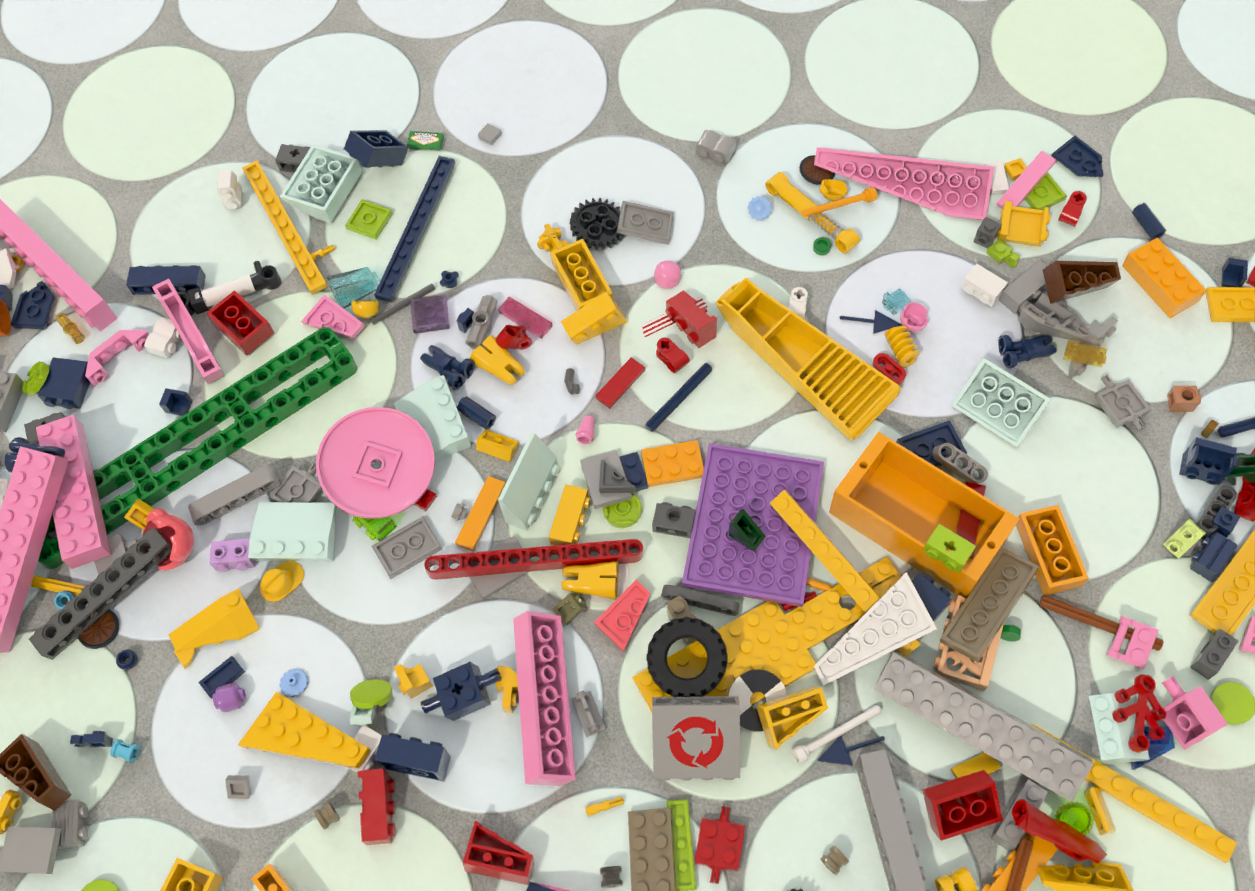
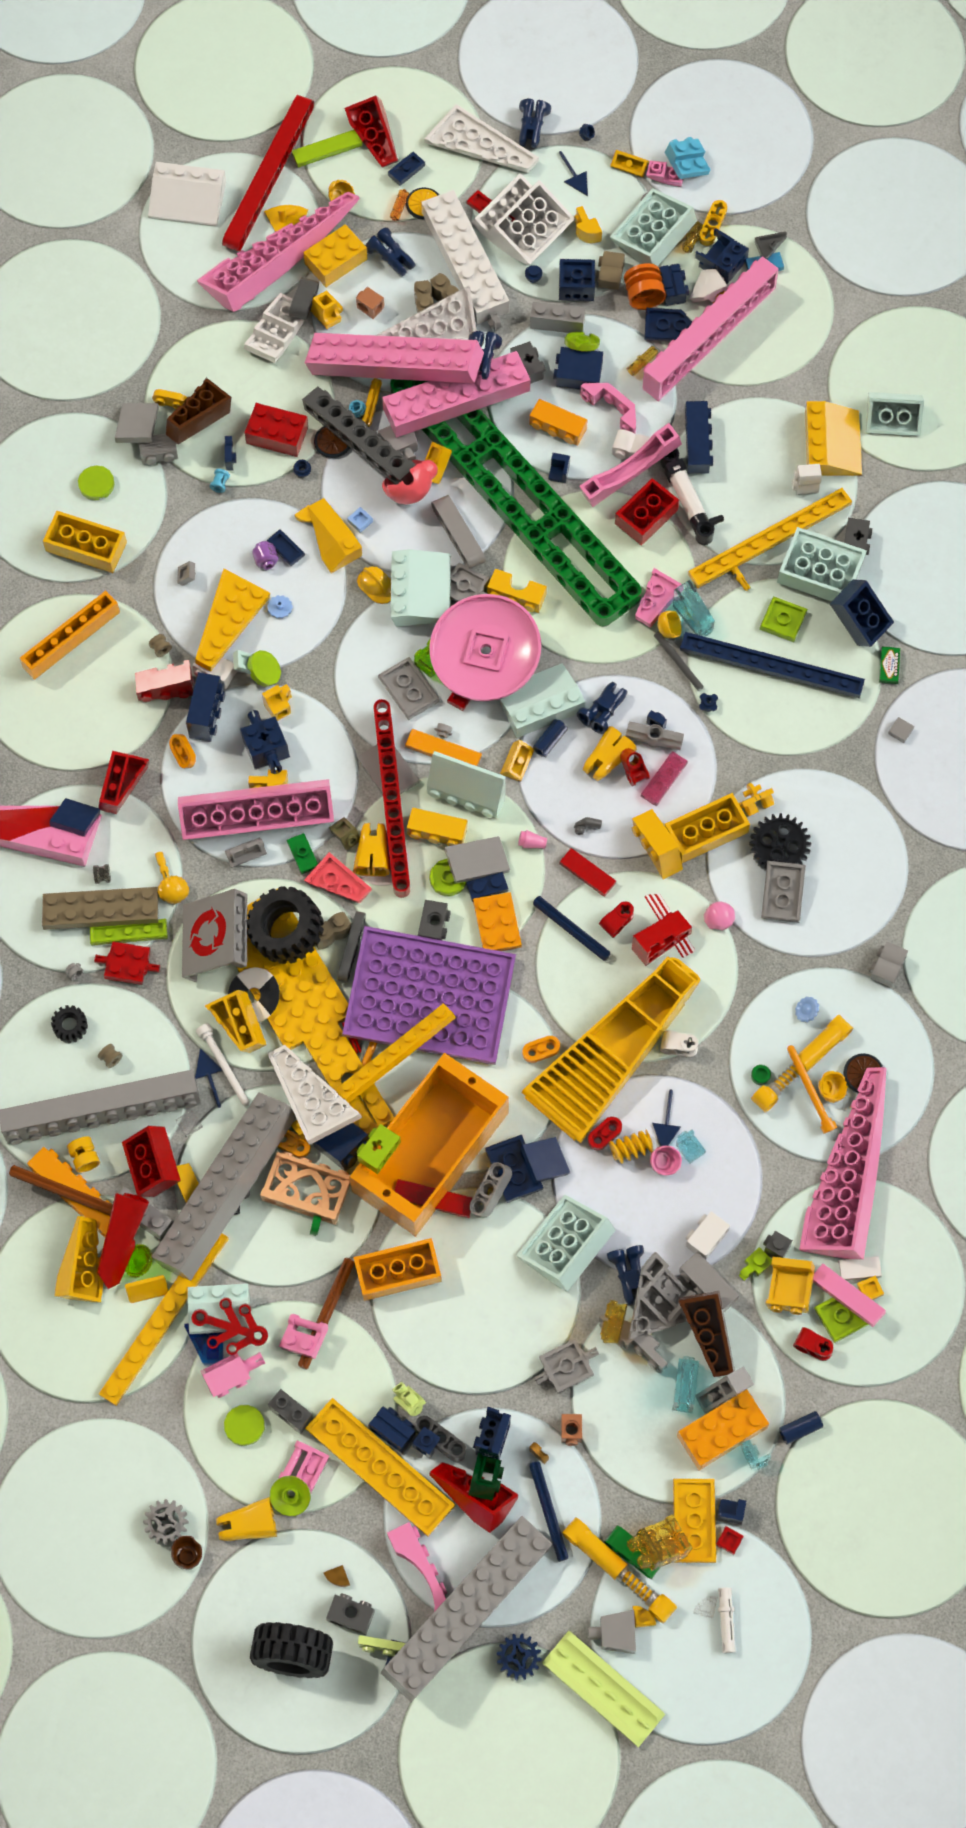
camera: 85 degrees right, 5 degrees up
(72, 686) = (276, 429): none -> red brick
(123, 402) = (558, 422): none -> light orange brick
(172, 127) = (894, 414): none -> light aqua slope
(187, 177) = (833, 438): none -> yellow slope
(201, 596) = (360, 519): none -> light blue plate
(230, 555) = (399, 535): lavender brick -> none
(305, 454) = (530, 598): none -> yellow arch
(430, 314) = (664, 687): clear purple plate -> none
(463, 786) = (182, 751): none -> light orange plate
(591, 653) = (302, 853): none -> green plate
(612, 481) = (471, 862): dark grey tile -> none
(631, 793) = (173, 889): none -> yellow hair
(745, 530) = (414, 981): dark green slope -> none
(806, 424) = (540, 1048): none -> light orange plate
(906, 769) = (189, 1123): none -> clear tile
(921, 418) = (545, 1160): none -> dark blue tile
(922, 658) = (292, 1143): none -> light orange plate
(989, 604) = (338, 1200): dark tan plate -> none
(1079, 158) = (890, 1363): dark blue tile -> none
(1129, 304) = (685, 1384): none -> clear light blue slope
(1133, 268) = (724, 1389): none -> light grey slope
(1184, 252) = (751, 1454): none -> clear light blue bracket

